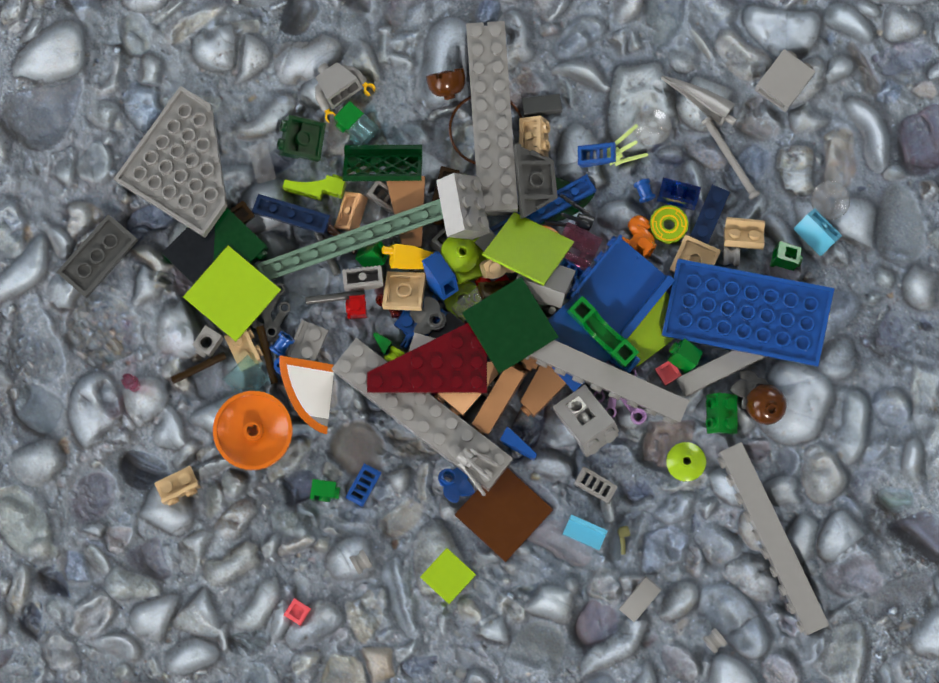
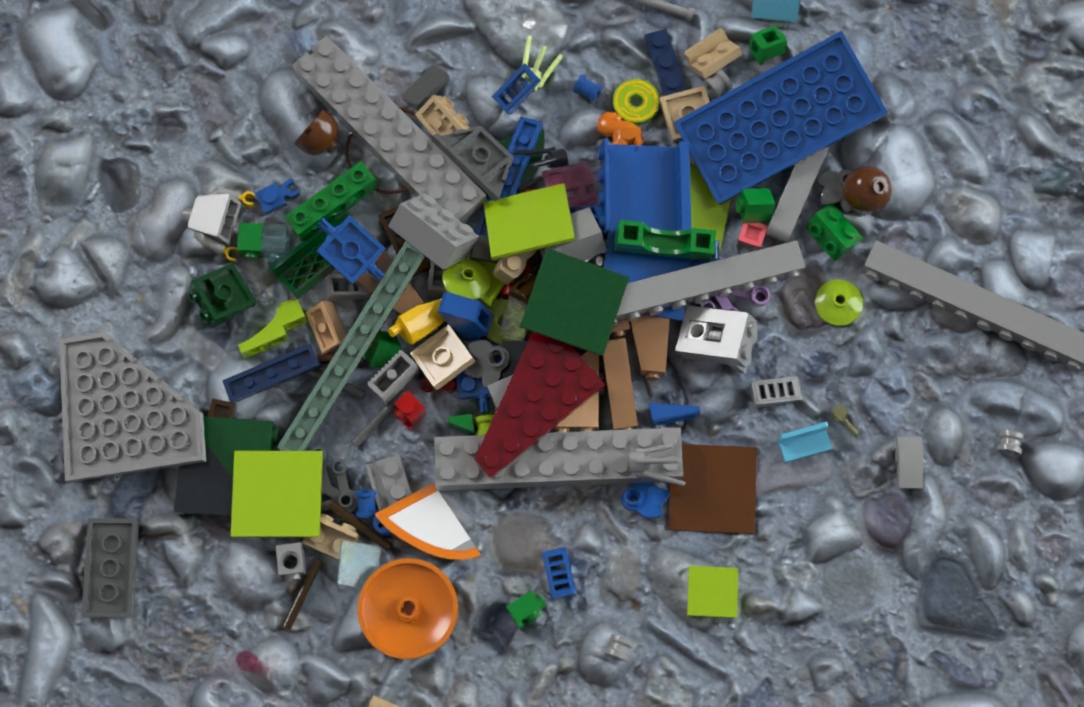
camera: 40 degrees left, 5 degrees down
(386, 100) = (274, 198): none -> blue plate
(399, 177) = (350, 249): none -> blue plate
(418, 133) = (331, 200): none -> green brick
(678, 194) = (622, 65): clear blue brick -> none

